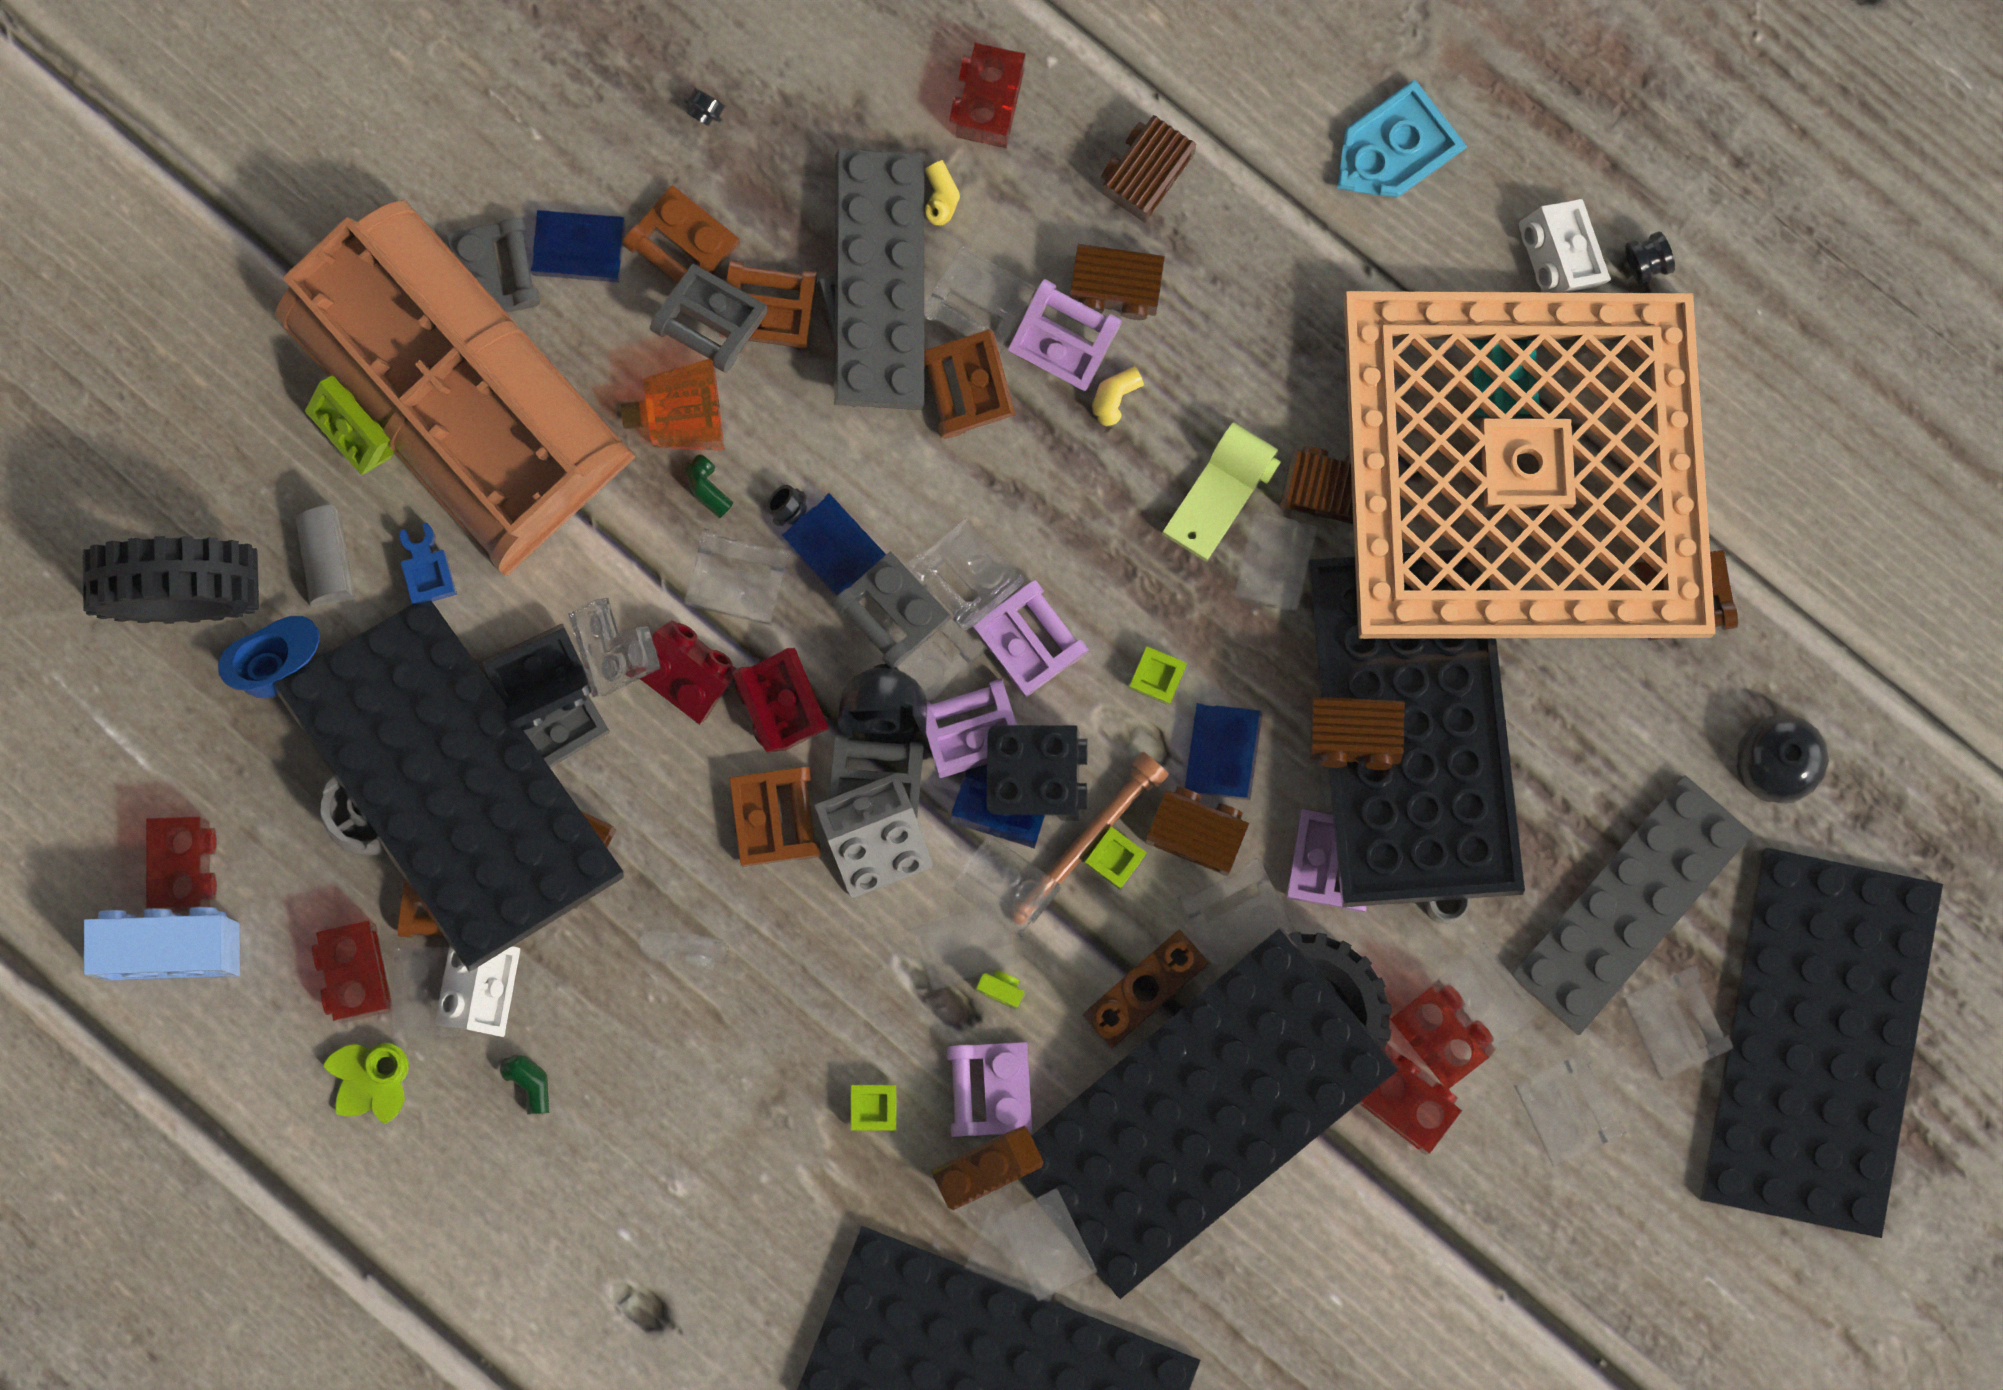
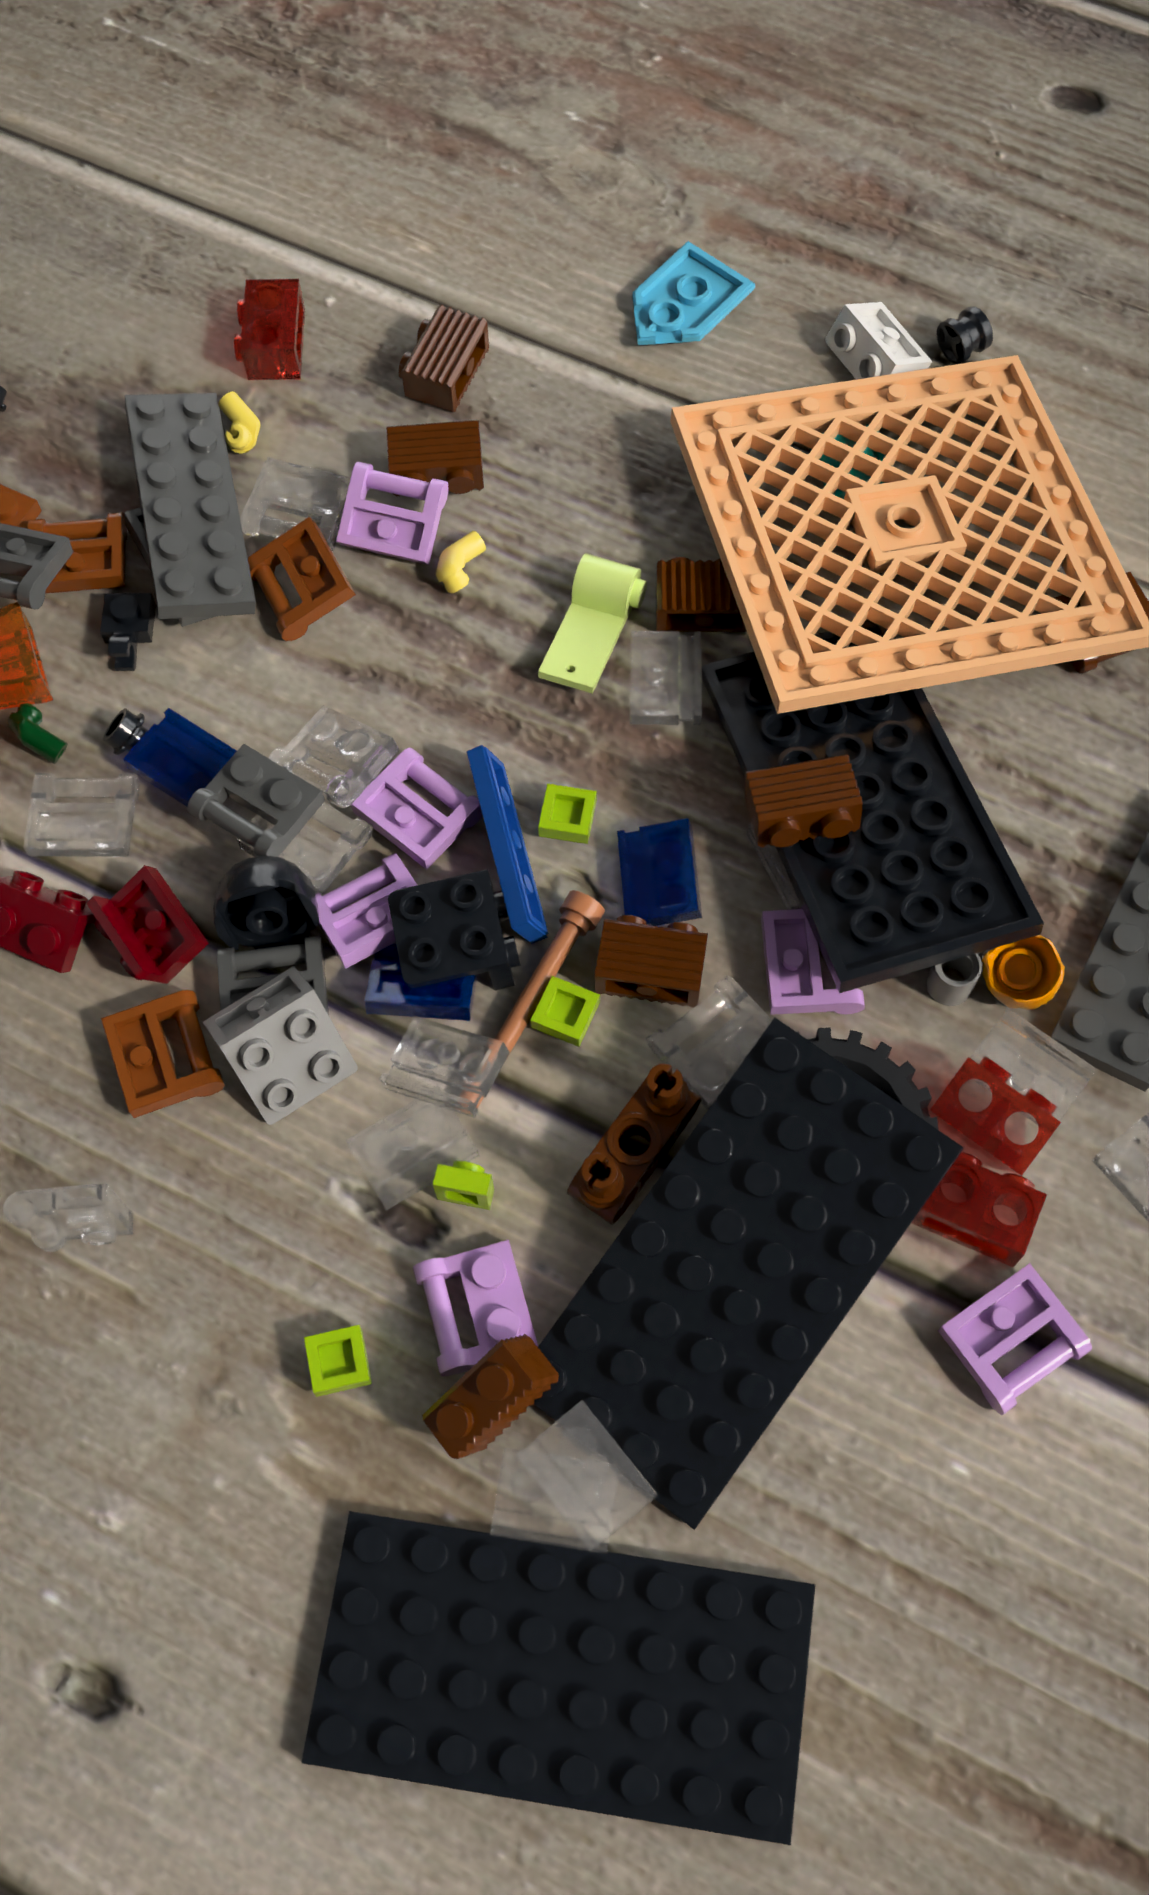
camera: 10 degrees left, 15 degrees down
(804, 389) = (125, 623): none -> black plate
(1099, 694) = (507, 845): none -> blue tile
(1401, 1198) = (1003, 1322): none -> lavender plate
(1505, 920) = (1024, 972): none -> light orange hair

